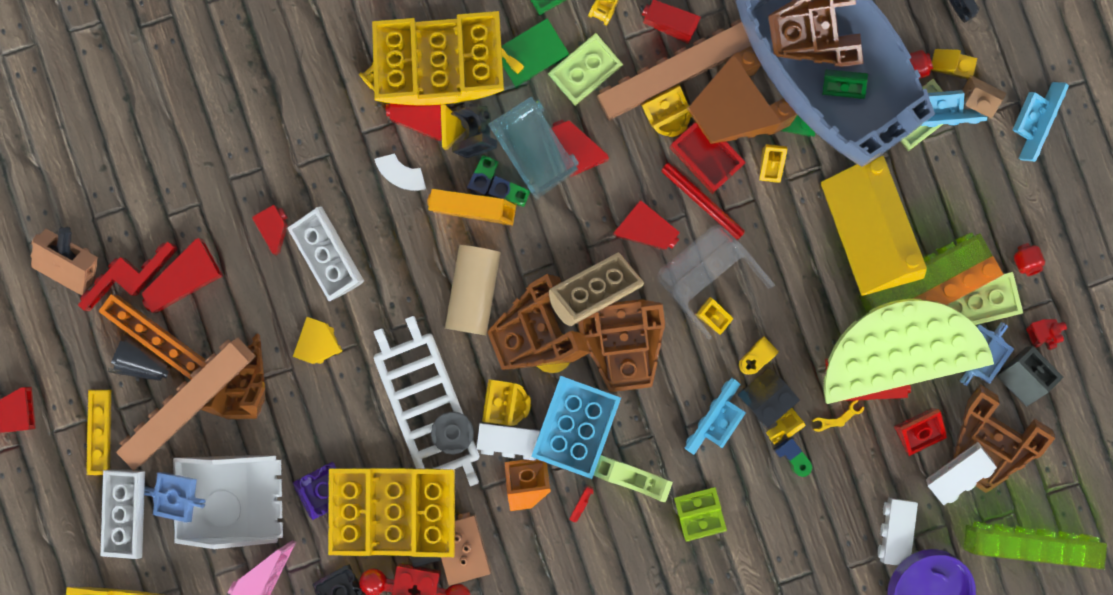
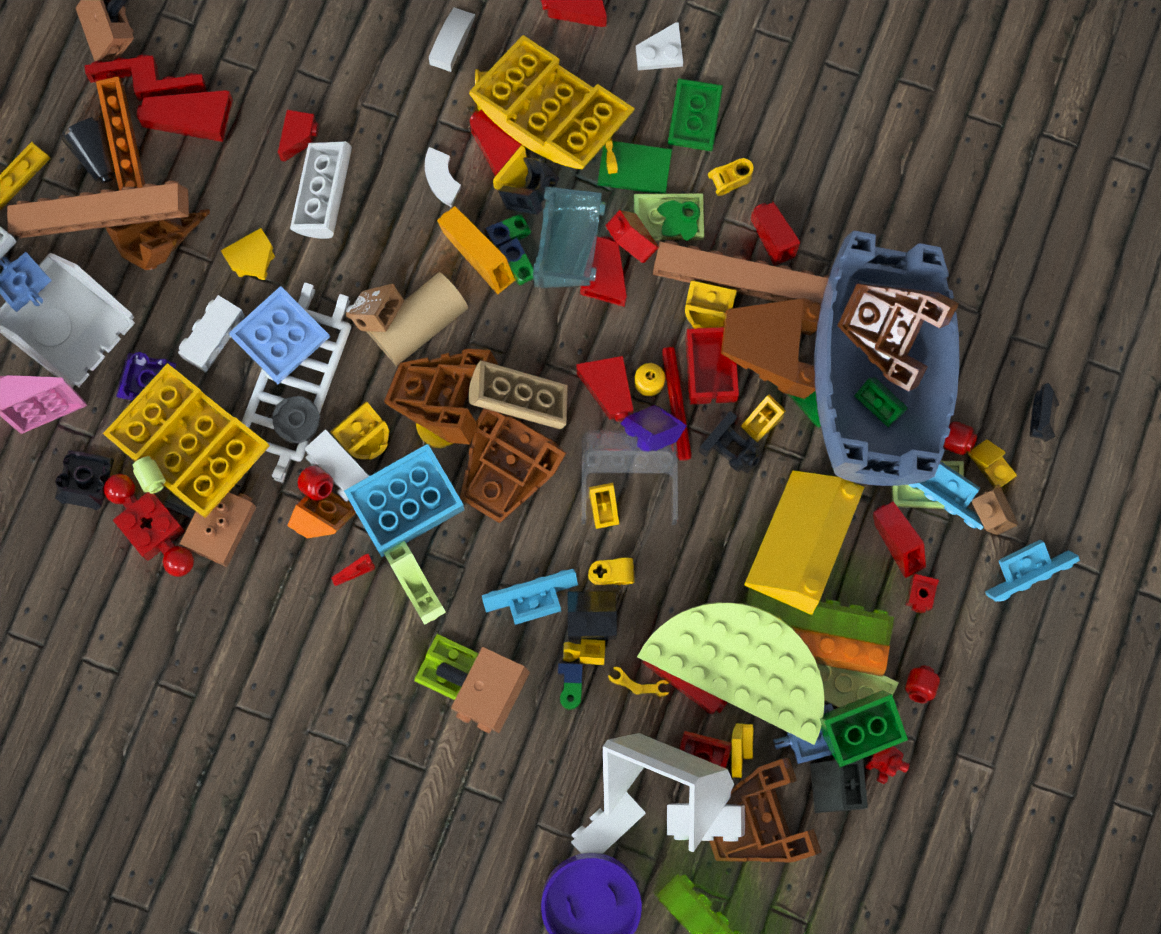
camera: 30 degrees right, 10 degrees down
(321, 65) = (451, 39): none -> white slope
(338, 421) = (210, 333): none -> white brick
(388, 559) = (148, 475): none -> yellowish green brick
(389, 384) = (279, 335): none -> light blue plate
(440, 309) = (375, 308): none -> medium nougat torso
(505, 466) = (315, 483): none -> red head
(574, 106) = (632, 235): none -> red slope
(596, 69) = (676, 221): none -> green plate
(669, 207) = (656, 382): none -> yellow head
(704, 233) = (653, 428): none -> dark purple slope
(744, 510) = (487, 690): none -> nougat piece
(783, 199) = (723, 436): none -> black tile
(920, 466) = (708, 782): none -> white windscreen
(934, 170) = (900, 539): none -> red slope
(944, 404) = (741, 747): none -> yellow slope
(971, 196) = (919, 583): none -> red brick
(1017, 325) = (863, 728): none -> green slope

